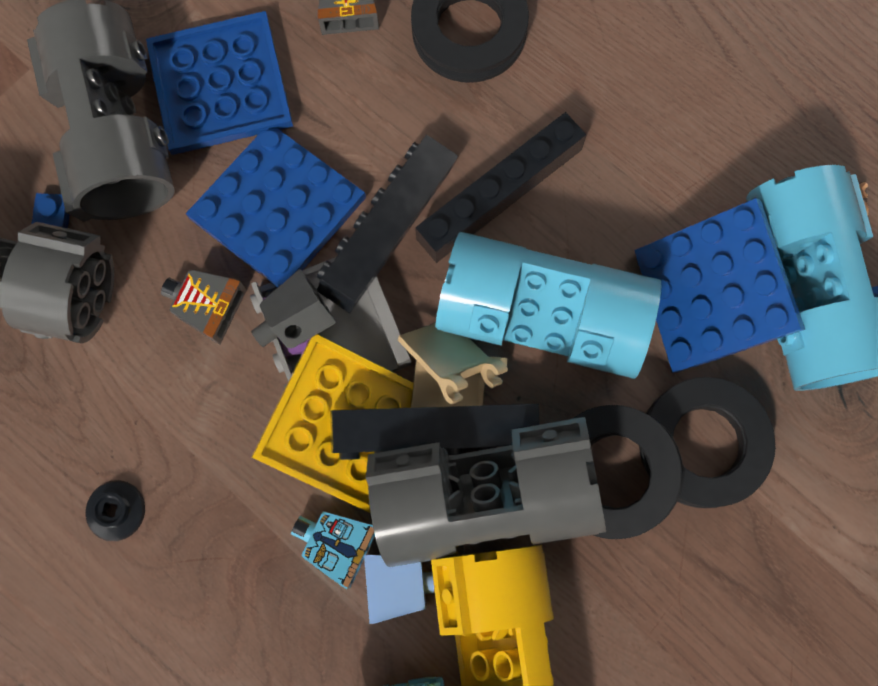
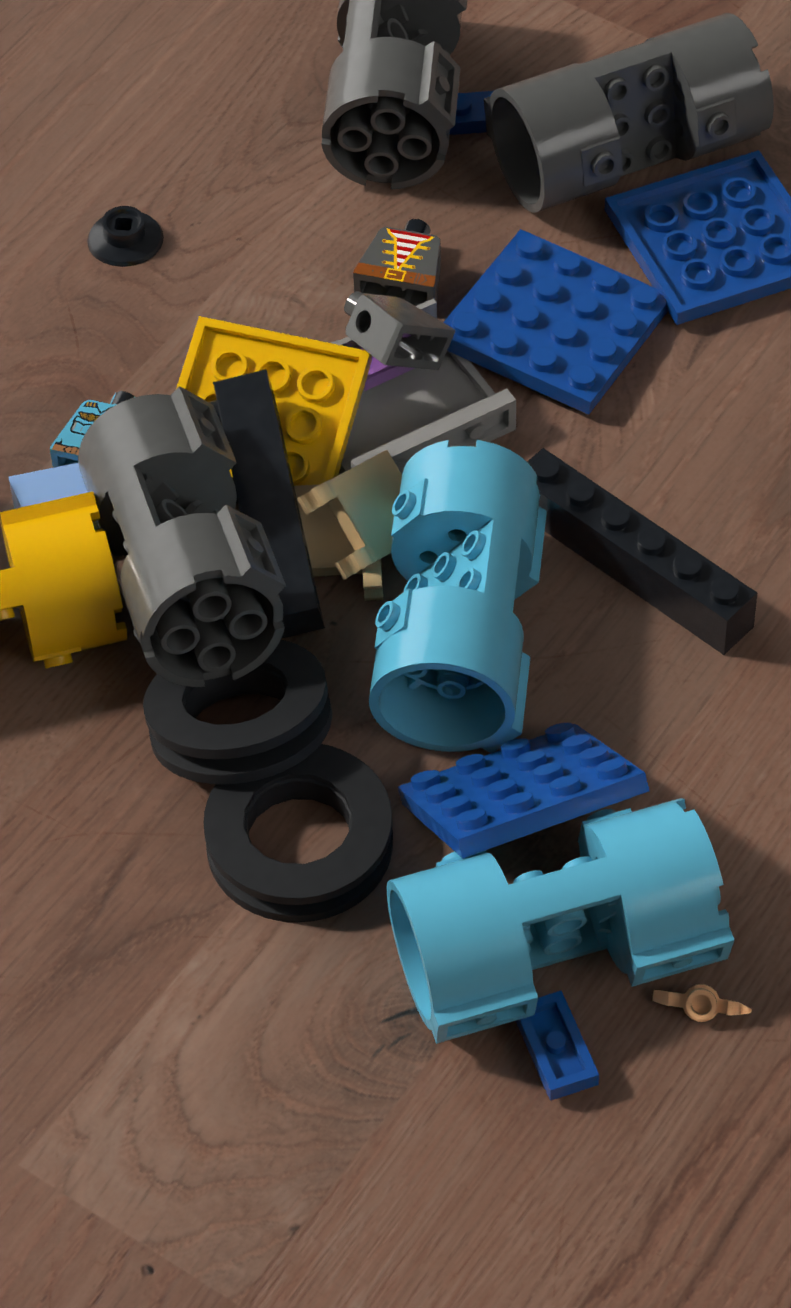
camera: 80 degrees right, 25 degrees down
(386, 224) = (542, 415): black brick -> none

